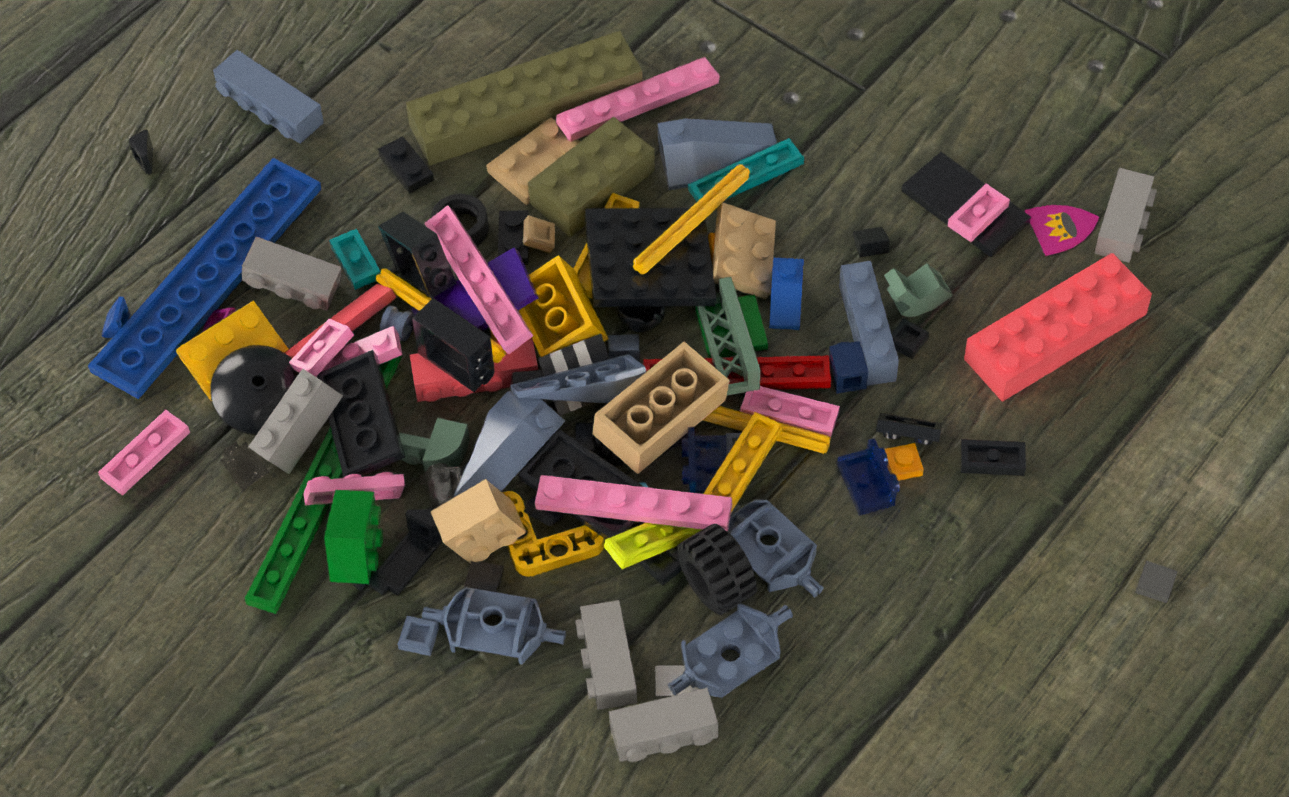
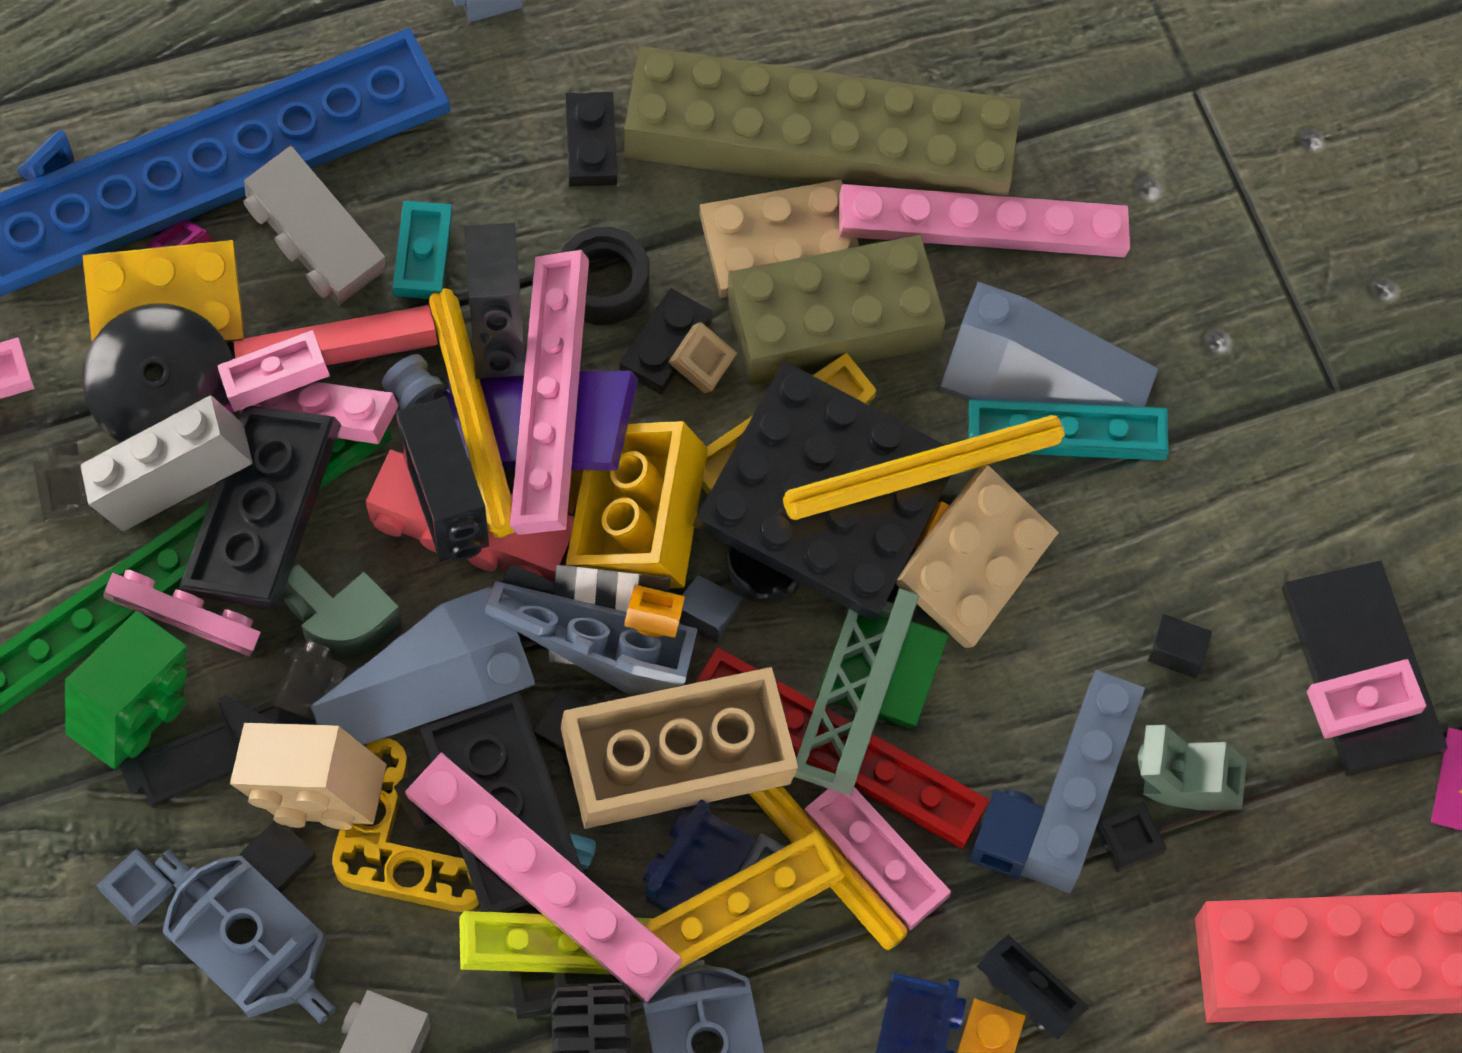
camera: 25 degrees right, 10 degrees up
(604, 353) = (654, 612): none -> light orange plate
(786, 293) = (993, 662): blue slope -> none

